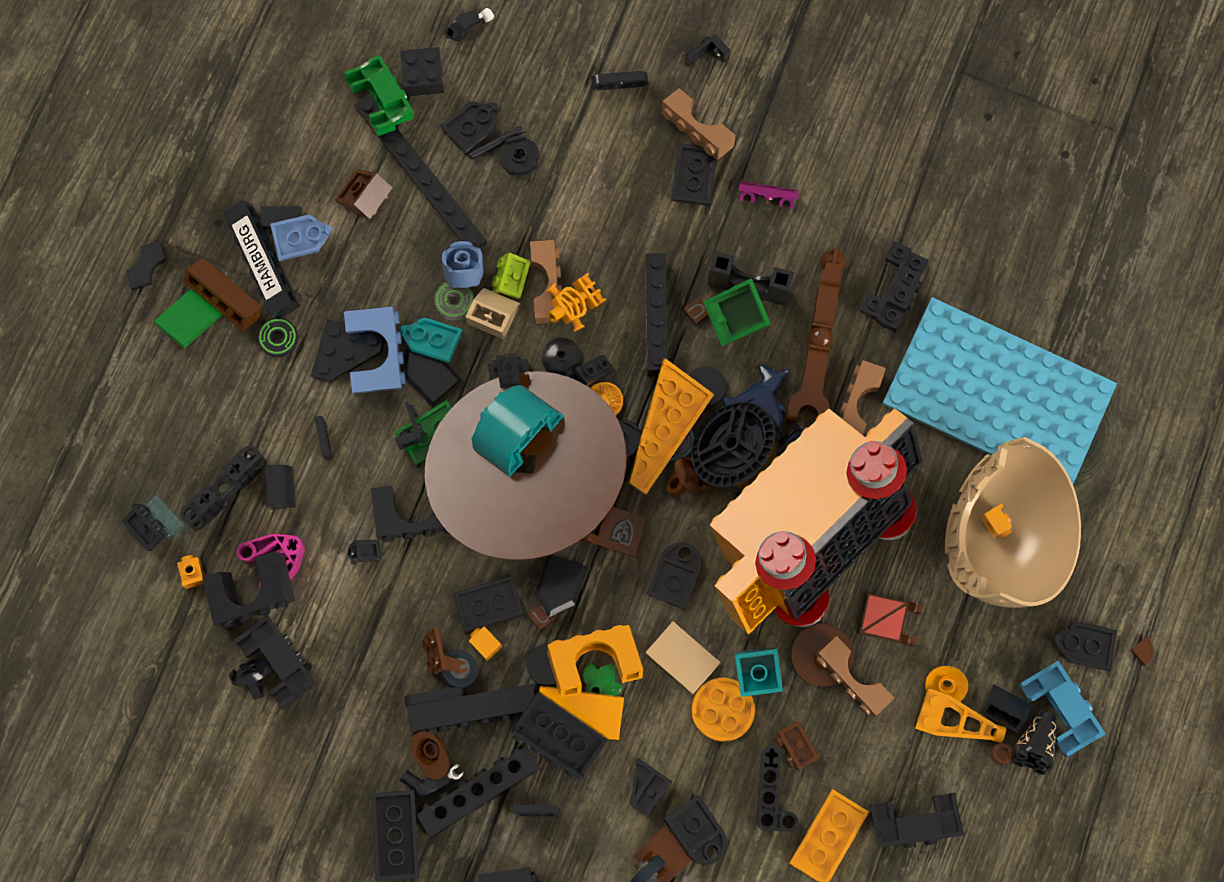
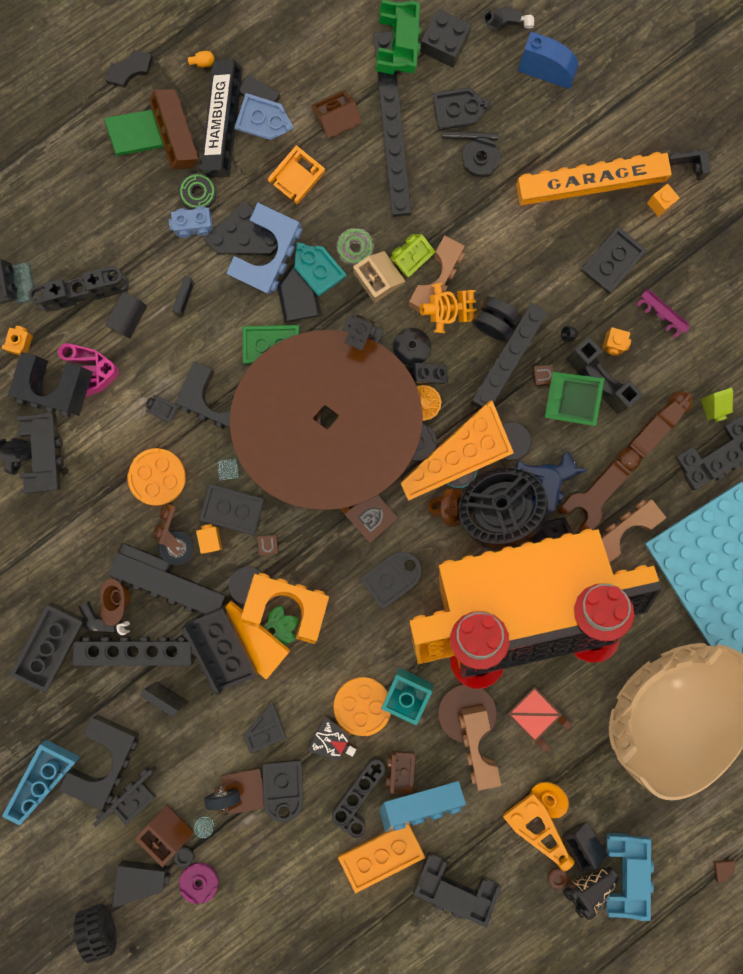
camera: 30 degrees right, 10 degrees up
(210, 217) = (202, 59): none -> light orange cylinder
(290, 366) = (191, 222): none -> medium blue brick
(360, 273) = (295, 179): none -> light orange container
(399, 617) = (156, 477): none -> light orange tile
(408, 438) = (247, 338): black bracket -> none
(462, 265) = (378, 221): medium blue brick -> none
(462, 569) = (228, 469): none -> clear light blue tile
(510, 425) = (334, 379): teal cylinder -> none
(527, 39) = (549, 61): none -> blue brick
(559, 584) = (295, 530): black tile -> none
(619, 80) = (602, 143): black beam -> none
(623, 286) = (496, 319): none -> black wheel
(630, 116) = (593, 179): none -> light orange brick
(682, 657) = (356, 646): tan tile -> none
(694, 259) = (565, 334): none -> black hinge
(705, 97) = (663, 200): none -> light orange brick
(714, 139) = (648, 240): medium nougat arch -> none
(714, 756) = (331, 740): none -> black torso
(742, 243) = (616, 341): none -> light orange brick
(833, 764) = (421, 806): none -> dark azure wedge
(867, 243) = (718, 405): none -> lime slope
(997, 522) = (675, 698): light orange brick -> none
(1087, 645) = (681, 837): black tile -> none

